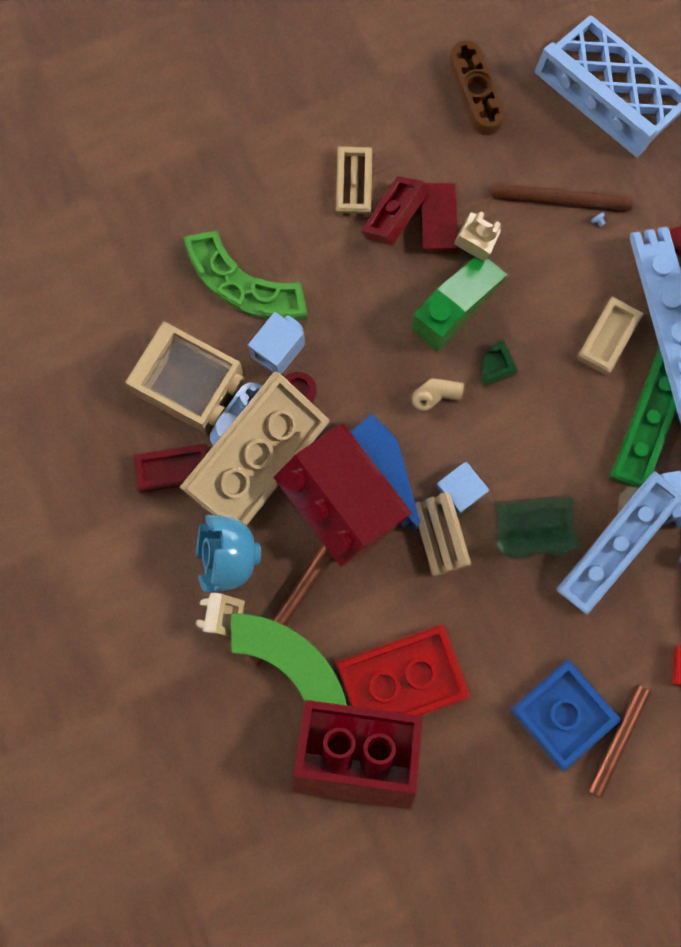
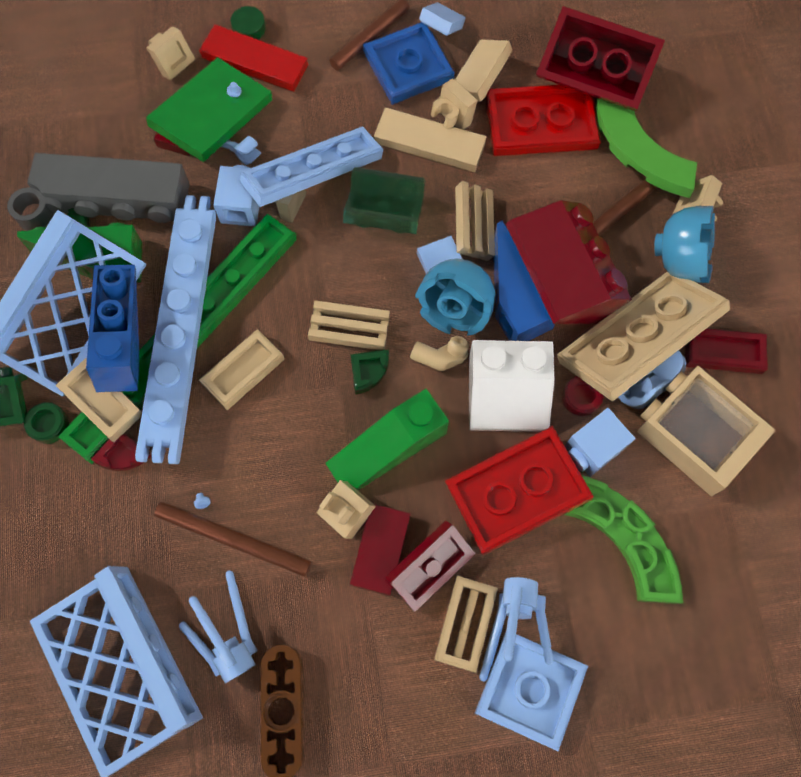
camera: 165 degrees left, 5 degrees down
(291, 149) = (530, 694): none -> light blue tile
(317, 201) = (517, 602): none -> light blue plant
(337, 289) = (518, 490): none -> red tile
(367, 378) = (510, 385): none -> white slope
(437, 446) = (456, 296): none -> dark azure cylinder
(483, 719) = (484, 66): none -> tan tile
(500, 661) = (455, 105): none -> tan tile
(513, 620) = (430, 139): none -> tan tile
(528, 386) = (353, 312): none -> tan tile
(529, 110) = (229, 657): none -> light blue plant
(545, 777) = (442, 18): none -> light blue tile

